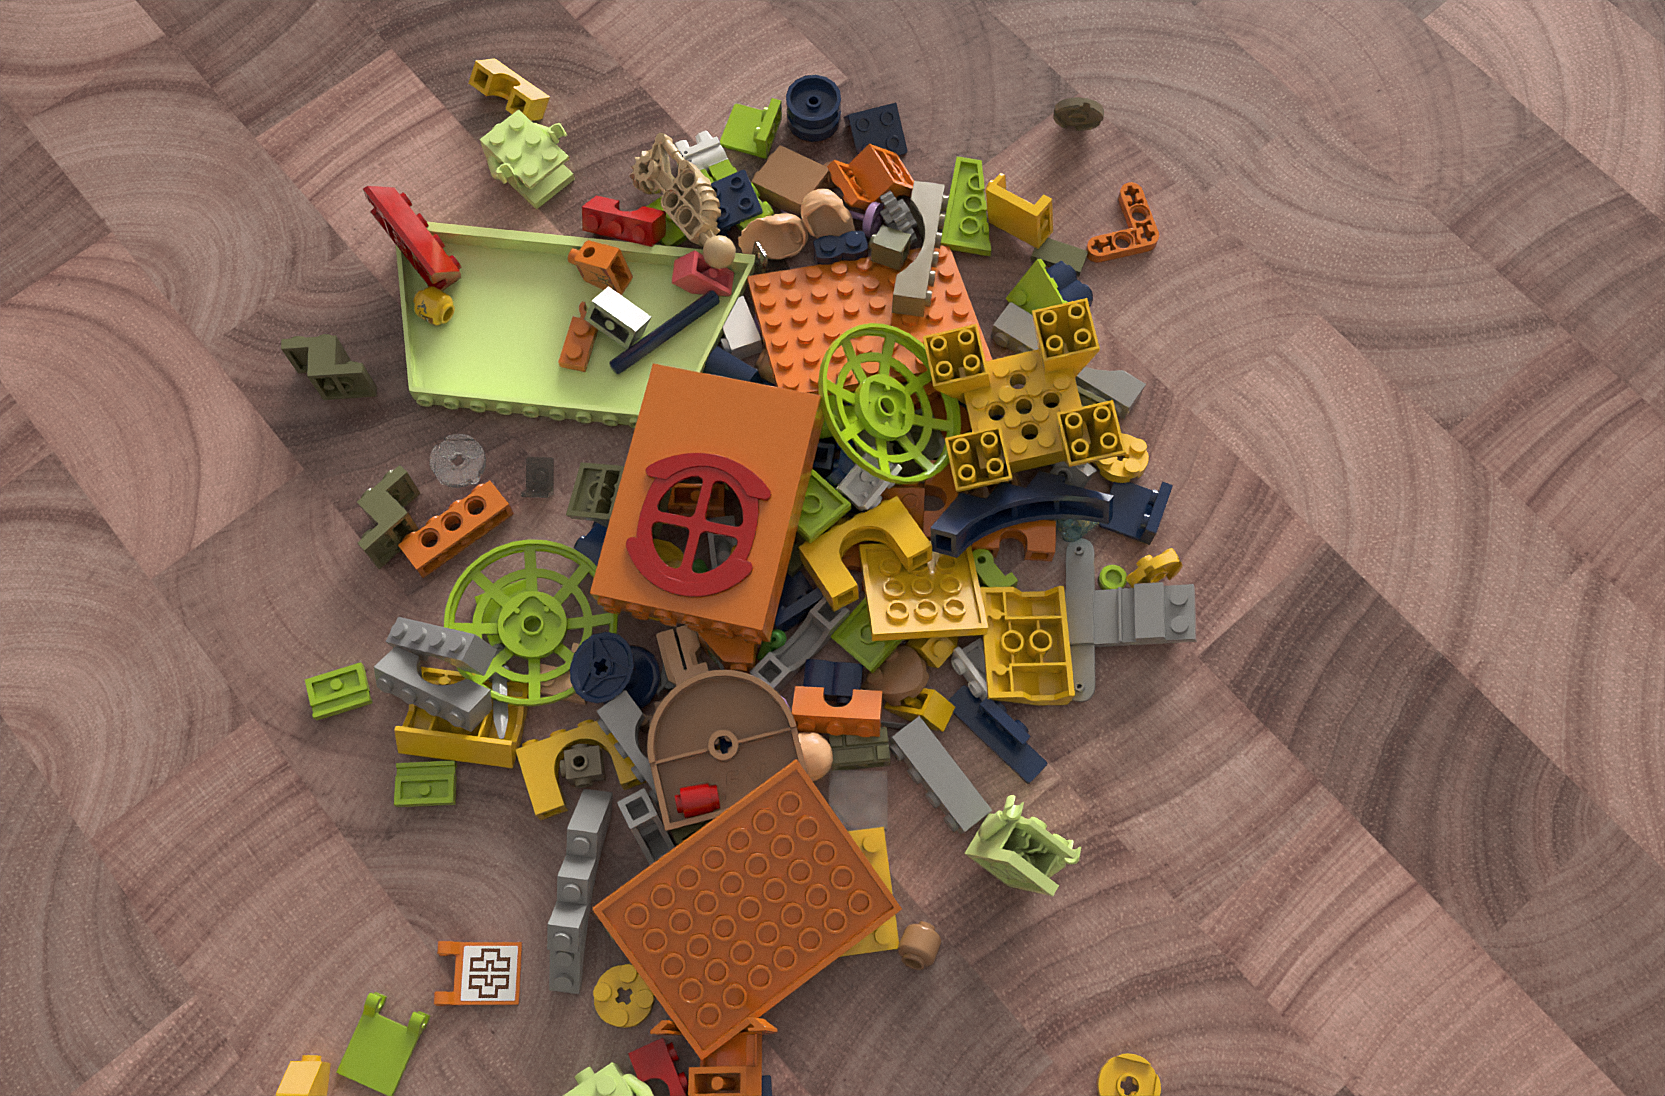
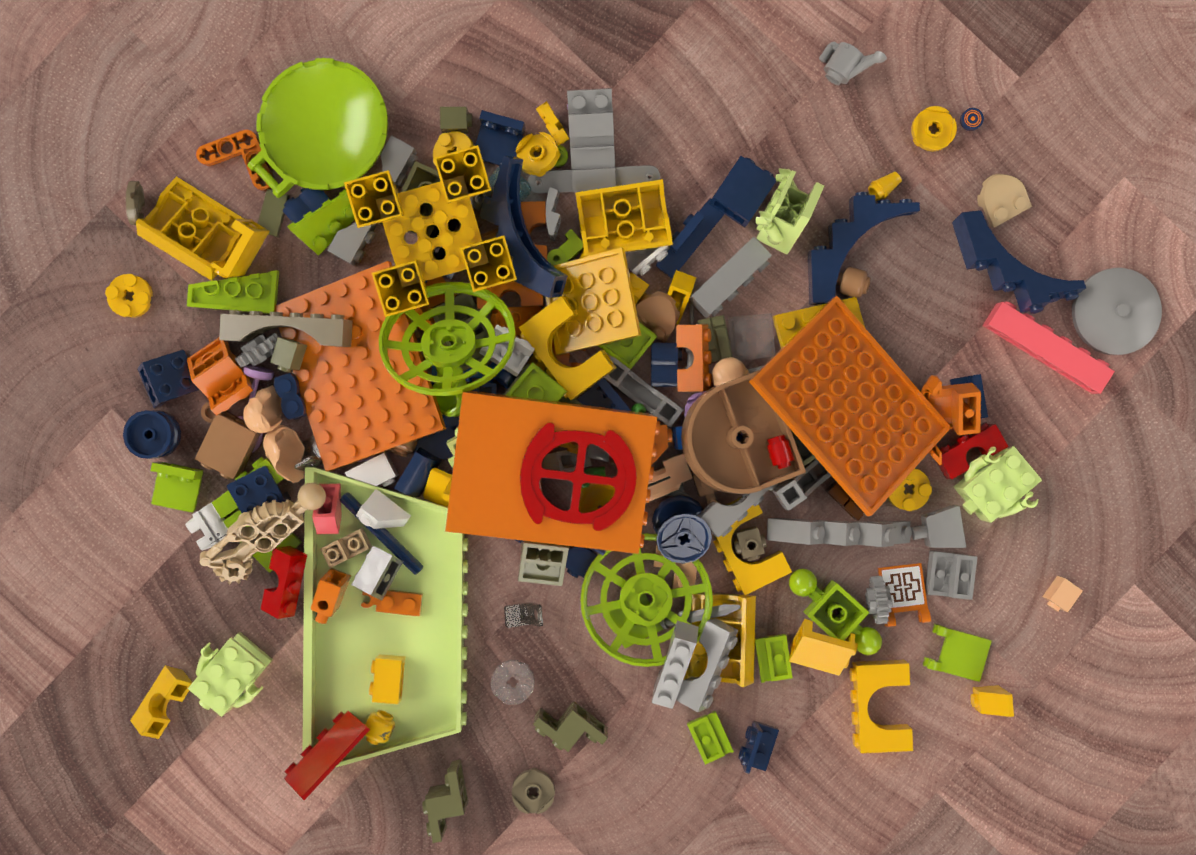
camera: 95 degrees left, 20 degrees up
(295, 903) = (868, 678): none -> yellow arch
(313, 750) = (758, 747): none -> dark blue bracket
(318, 486) = (533, 804): none -> dark tan plate
(421, 842) = (820, 650): none -> yellow panel
(451, 870) = (833, 596): none -> lime brick
(453, 542) = (587, 702): orange brick -> none
(476, 929) = (878, 600): none -> light grey gear
(489, 320) = (388, 679): none -> yellow piece
(494, 1045) = (951, 575): none -> light grey slope
(560, 1035) = (941, 528): none -> light grey torso
(654, 293) = (346, 548): none -> tan slope
(689, 329) = (382, 512): none -> white slope
(973, 92) = (141, 299): none -> yellow plate
(1010, 971) = (864, 214): none -> dark blue arch
(1039, 555) = (552, 219): none -> light grey slope
(1051, 165) = (190, 227): none -> yellow piece
(1051, 1005) = (884, 186): none -> yellow cone
(1057, 801) = (743, 191): none -> dark blue brick
(1102, 552) = (545, 161): none -> yellow plate
(1160, 308) = (319, 126): none -> lime dish
(1162, 461) = (455, 119): none -> olive brick
(1225, 965) = (846, 62): none -> light grey piece

